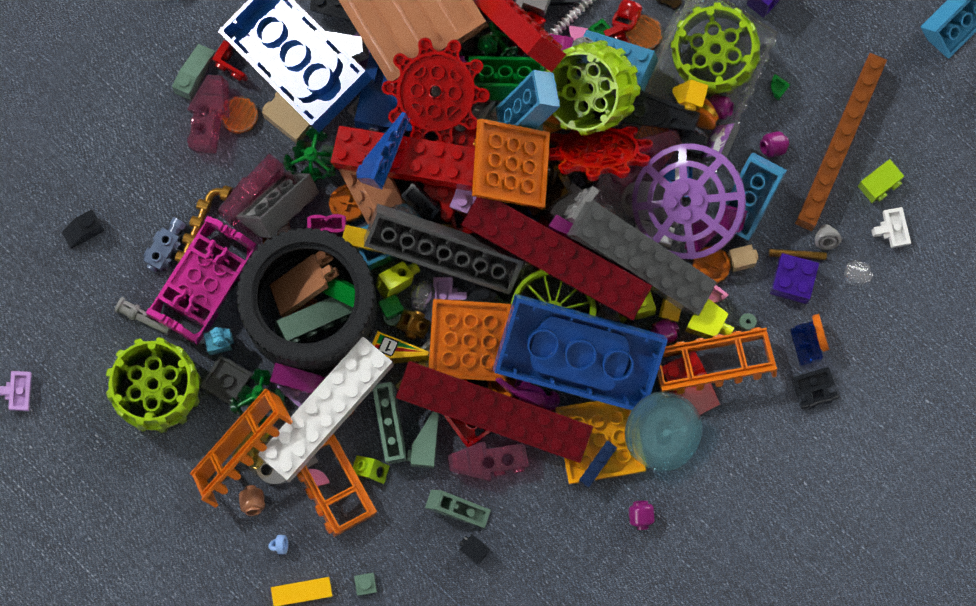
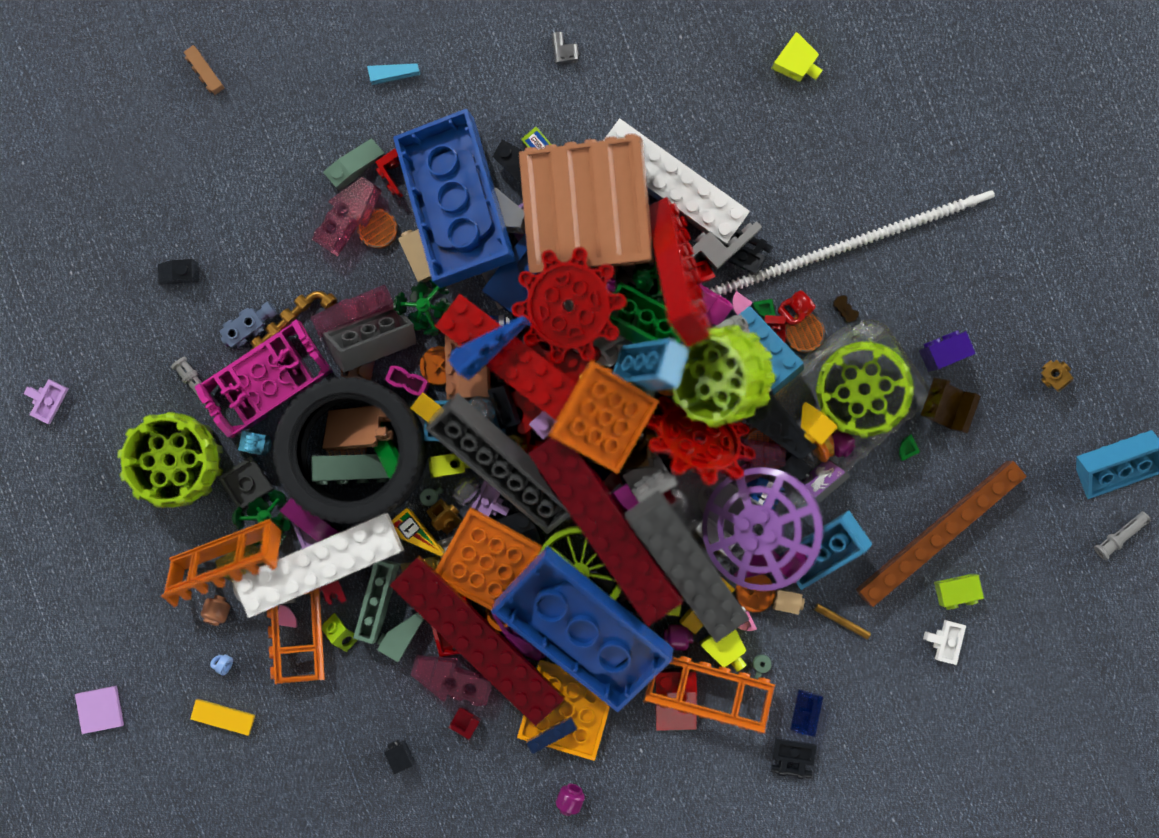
camera: 25 degrees right, 10 degrees up
(26, 52) = (204, 70): none -> medium nougat piece
(349, 429) = (331, 589): none -> dark red hinge
(365, 584) = (284, 738): sand green plate -> none
(391, 307) = (431, 488): green tile -> none
(457, 508) = (401, 710): sand green slope -> none
(517, 493) = (464, 723): none -> dark red panel
(663, 431) = (627, 736): clear light blue brick -> none
(774, 144) = (874, 504): magenta head -> none
(794, 34) = (950, 406): none -> dark brown panel
(794, 278) = (827, 645): dark purple brick -> none
(820, 332) = (826, 705): orange tile -> none
(827, 238) = (879, 620): light grey brick -> none
(858, 273) = (890, 670): clear head -> none

